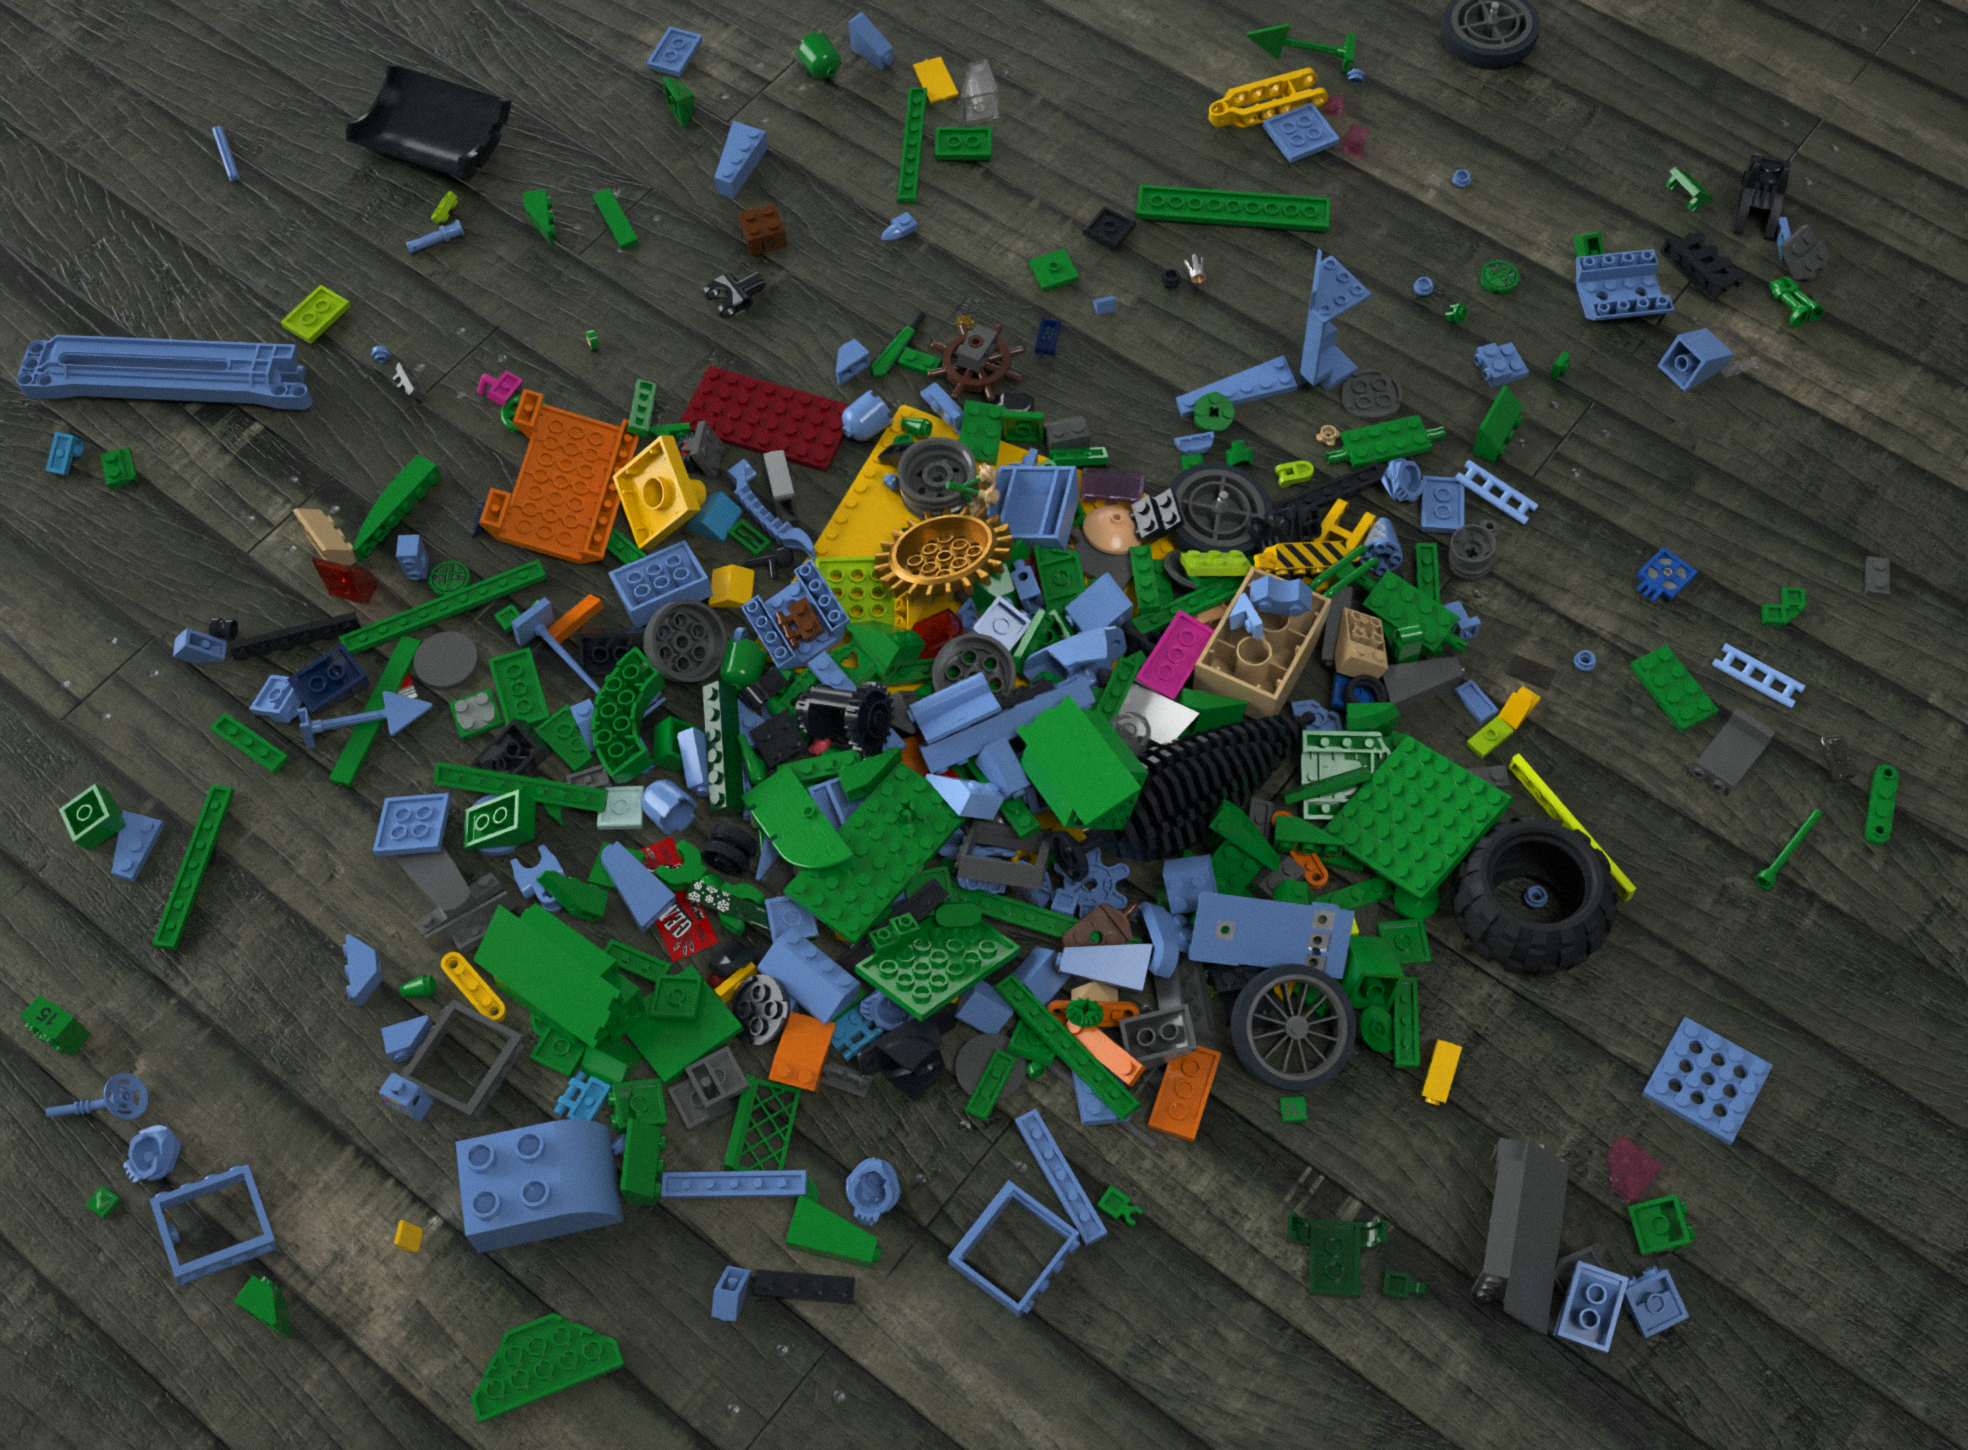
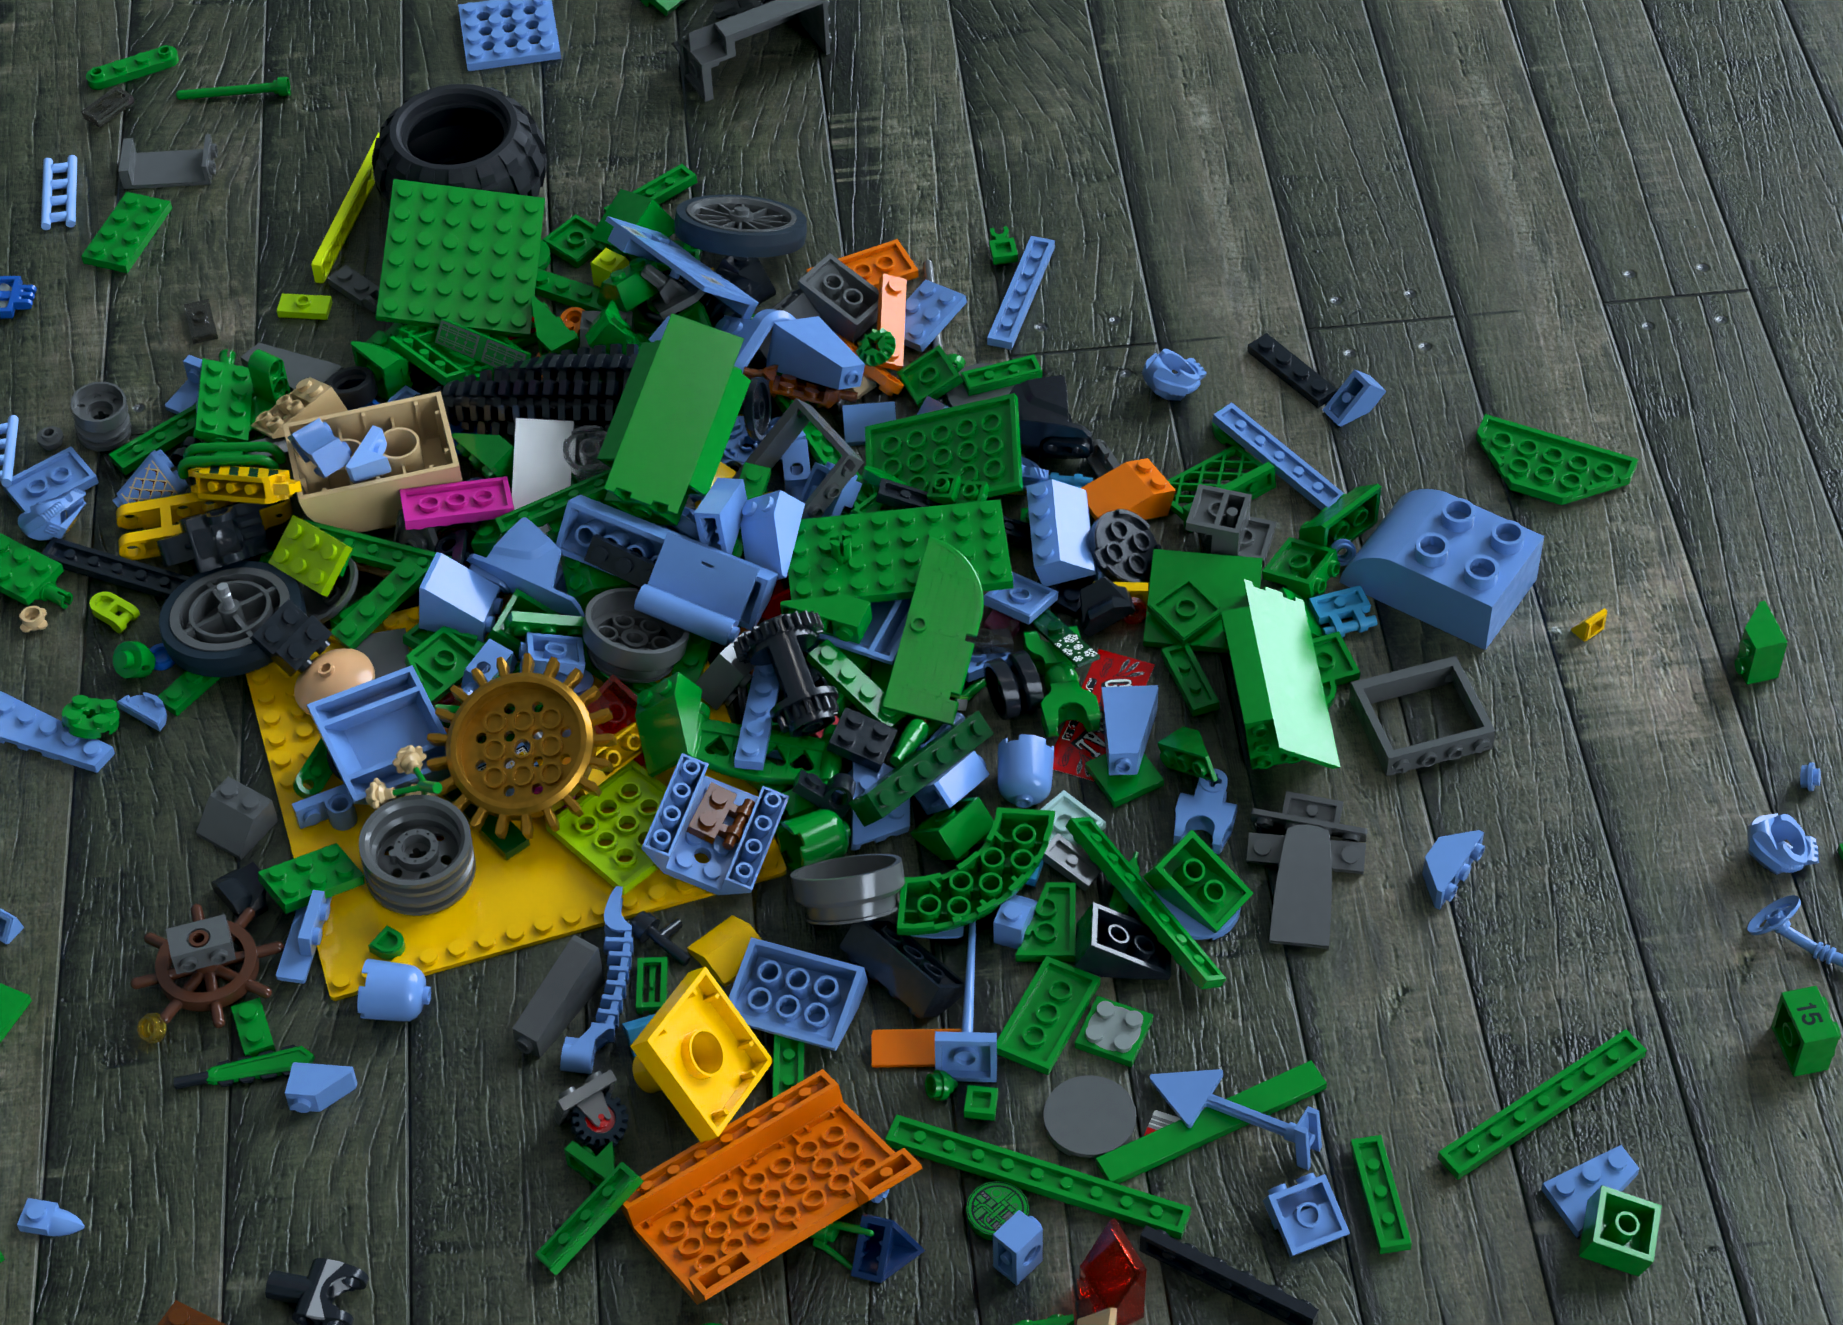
camera: 135 degrees left, 10 degrees down
(226, 1257) = (1769, 709): medium blue window -> none
(329, 679) = (1236, 1171): dark blue slope -> none
(401, 1093) = (1505, 715): medium blue torso -> none
(405, 1037) = (1457, 773): medium blue slope -> none
(412, 824) = (1283, 954): medium blue plate -> none
(420, 987) = (1408, 809): green cone -> none
(473, 986) = (1357, 771): yellow plate -> none
(740, 633) = (779, 882): medium blue tile -> none
(768, 417) = (475, 1108): dark red plate -> none
(829, 1236) = (1240, 376): green slope -> none
(891, 481) = (454, 906): medium blue plate -> none
(893, 453) = (415, 919): black slope -> none
(918, 426) = (355, 943): green cone -> none
(985, 1221) = (1110, 303): medium blue window -> none
(1023, 426) = (266, 838): green tile -> none
(1047, 336) = (102, 942): clear blue tile -> none
(1067, 1047) = (916, 343): green tile -> none
(1079, 456) = (260, 780): green plate -> none
(1112, 485) = (273, 721): clear purple slope -> none
(1293, 1110) = (807, 208): green tile -> none
(1336, 1252) = (889, 123): dark green piece -> none
(1377, 1028) = (671, 204): green dish -> none
(1398, 1286) = (871, 79): dark green plate -> none
(1441, 1071) = (668, 147): yellow slope -> none
(1476, 701) = (275, 331): medium blue tile -> none
(1519, 707) = (255, 306): yellow slope -> none
(1584, 656) = (152, 294): medium blue plate -> none
(1630, 1169) = (632, 28): clear pink plate -> none

